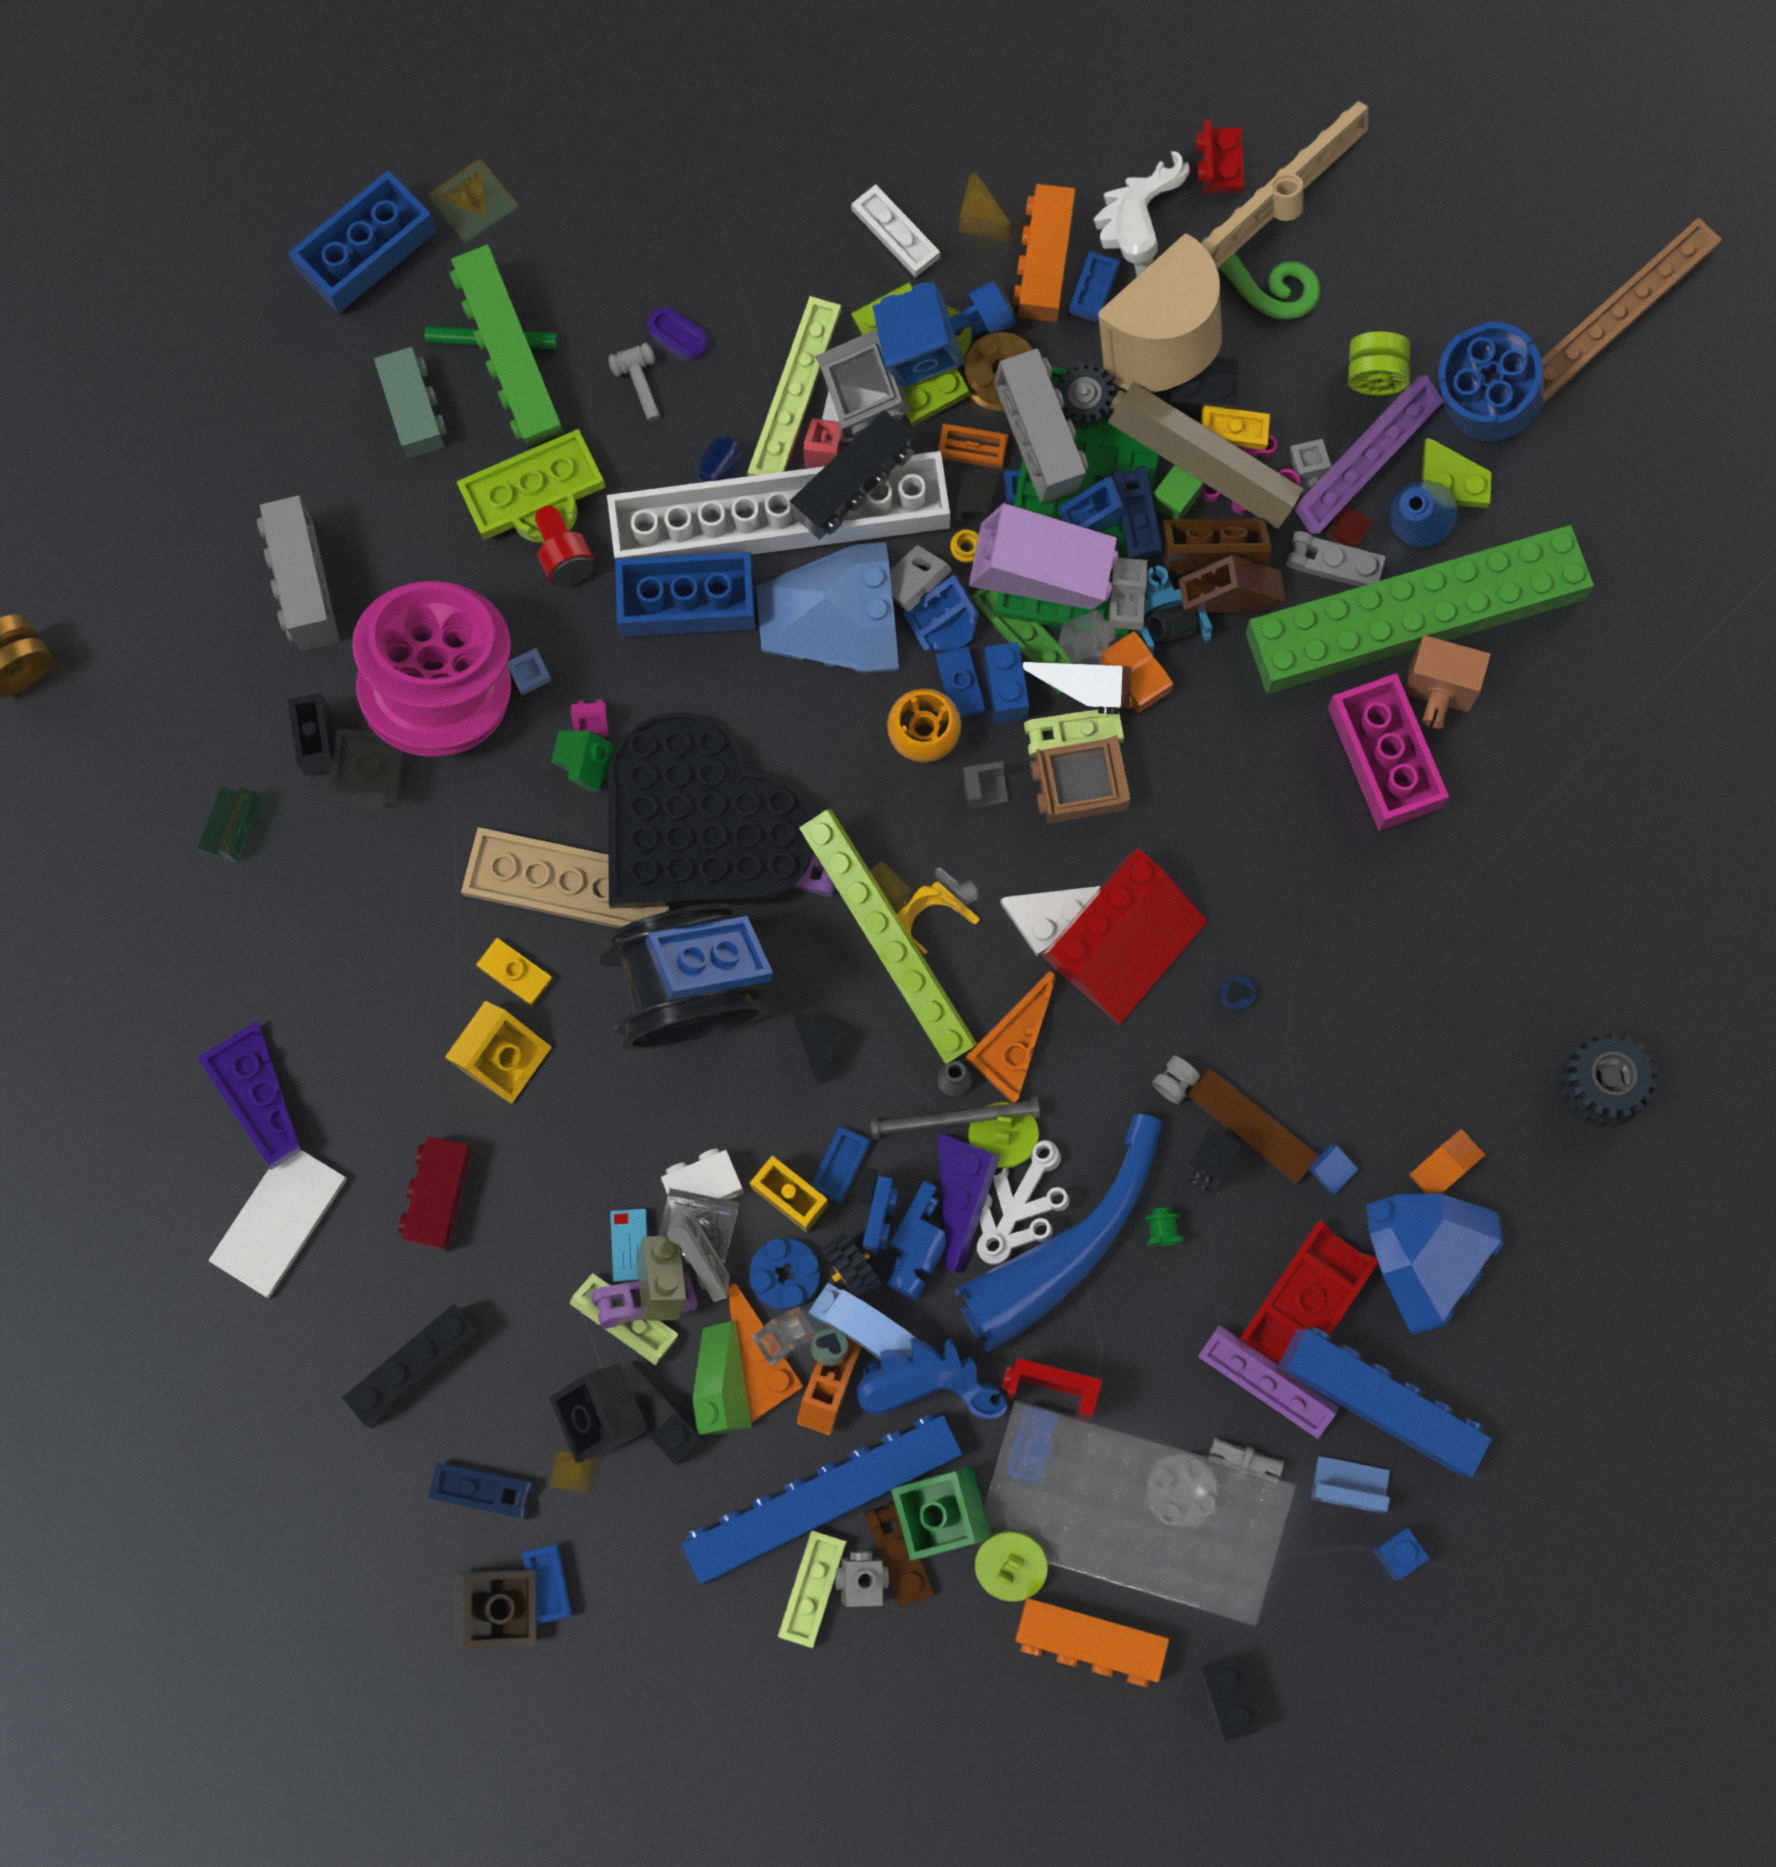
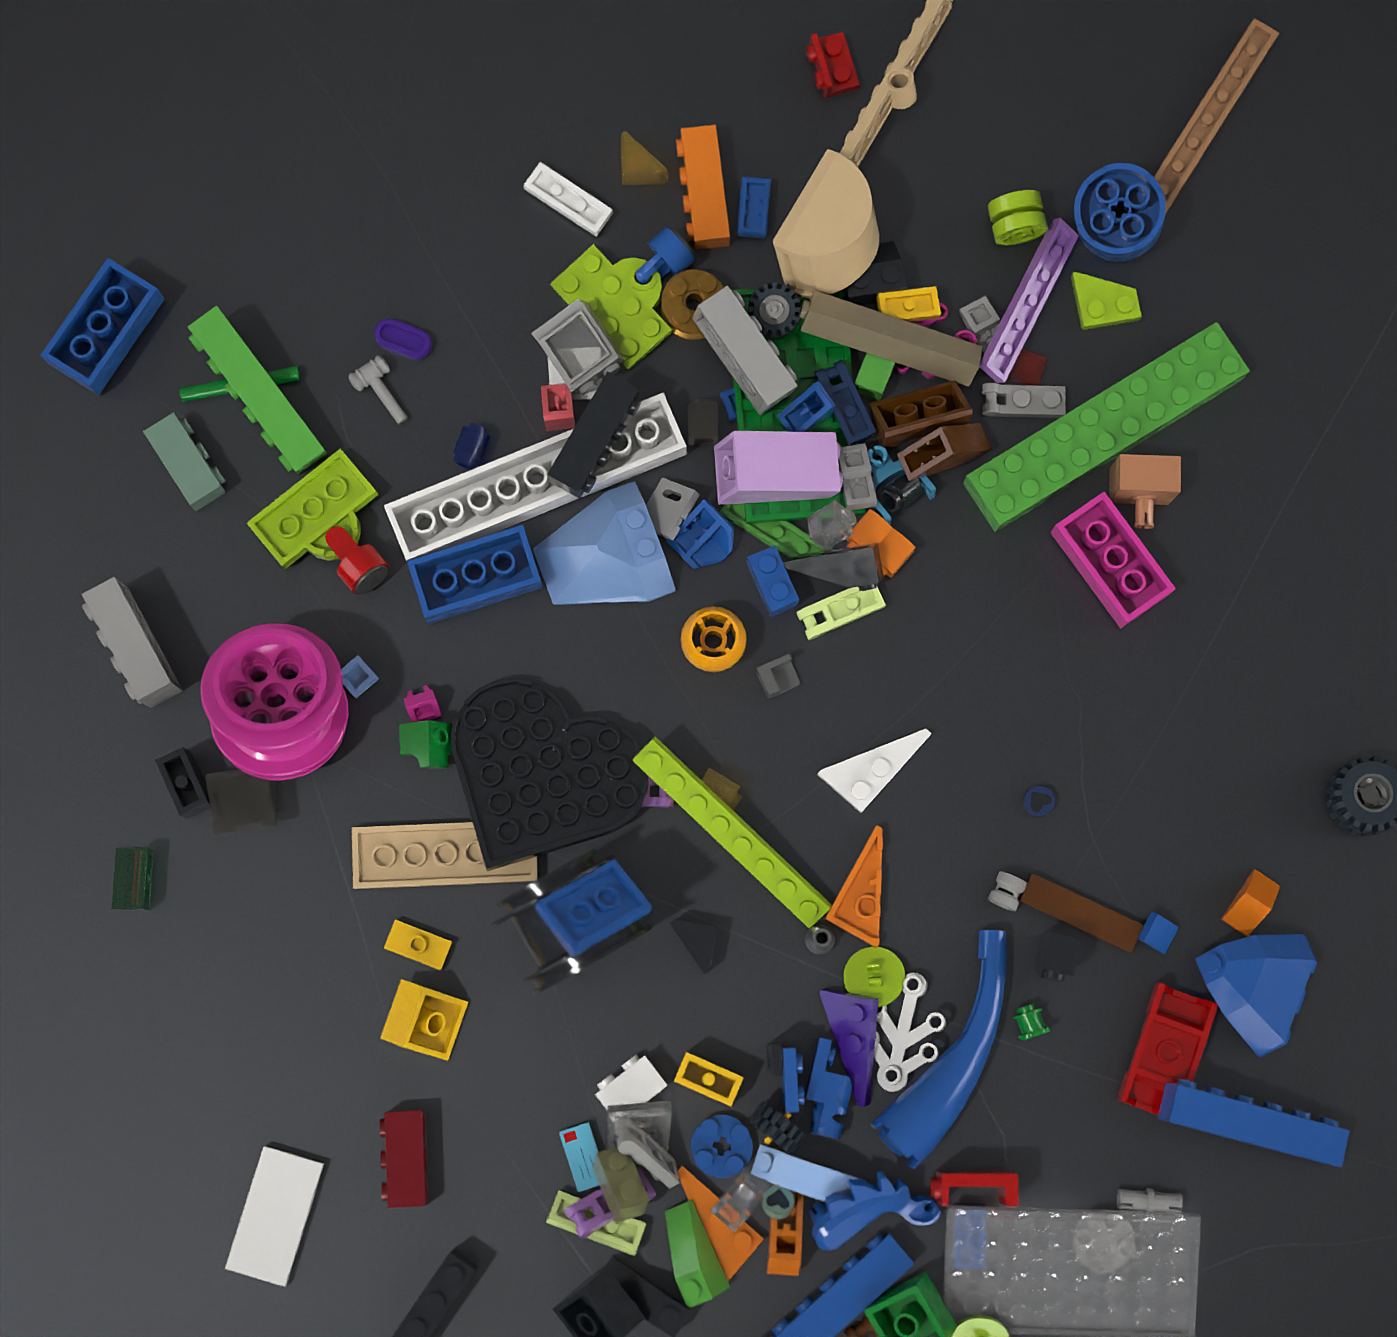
camera: 20 degrees left, 5 degrees up
(251, 1089) = (219, 1109): dark purple wing -> none
(473, 200) = (188, 262): clear yellow piece -> none
(795, 388) = (519, 365): yellowish green plate -> none
(840, 1164) = (742, 1039): blue tile -> none
(917, 334) = (614, 292): blue slope -> none
(930, 896) = (756, 785): yellow helmet -> none
(954, 1118) = (830, 973): flat silver bar -> none
(960, 681) = (732, 589): blue plate -> none
(961, 538) = (700, 459): yellow plate -> none
(965, 893) = (784, 775): clear hand -> none
(973, 458) = (688, 387): orange tile -> none
(1081, 780) = (858, 650): medium nougat window -> none
(1125, 936) = (932, 778): red slope -> none
(1126, 217) = (767, 139): white animal -> none
(1243, 282) = (888, 177): bright green plant -> none
(1267, 1382) = (1149, 1130): medium lavender plate -> none
(1351, 1485) = (1241, 1198): medium blue panel -> none
(1400, 1554) = (1298, 1246): blue brick -> none
(1429, 523) = (1102, 334): blue cone -> none

